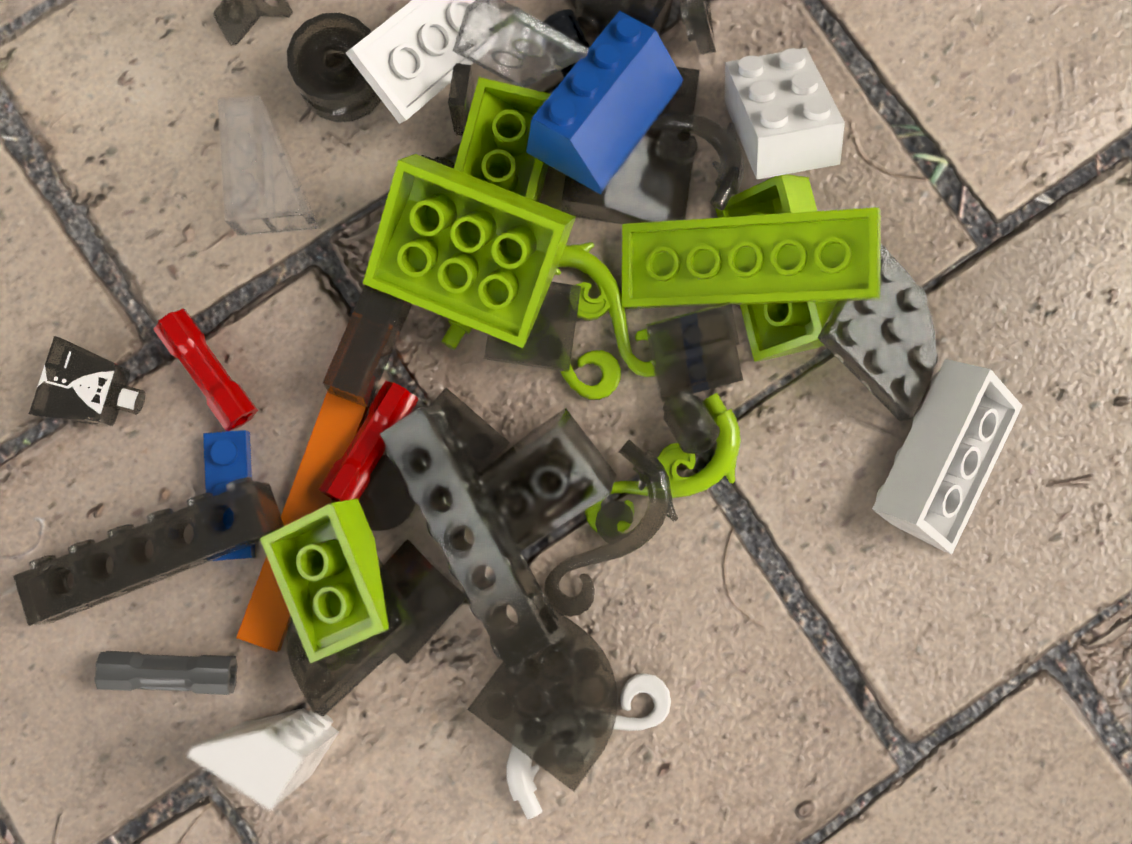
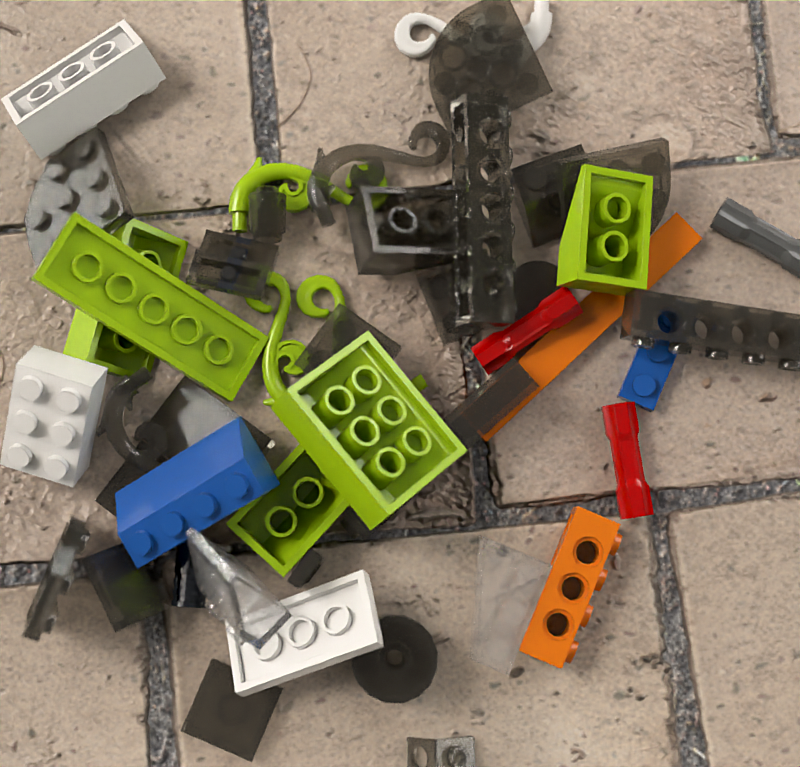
camera: 150 degrees left, 0 degrees up
(83, 387) = (730, 495): clear smoke torso -> none
(219, 279) = (603, 536): none -> orange brick
(268, 754) = (714, 125): white slope -> none

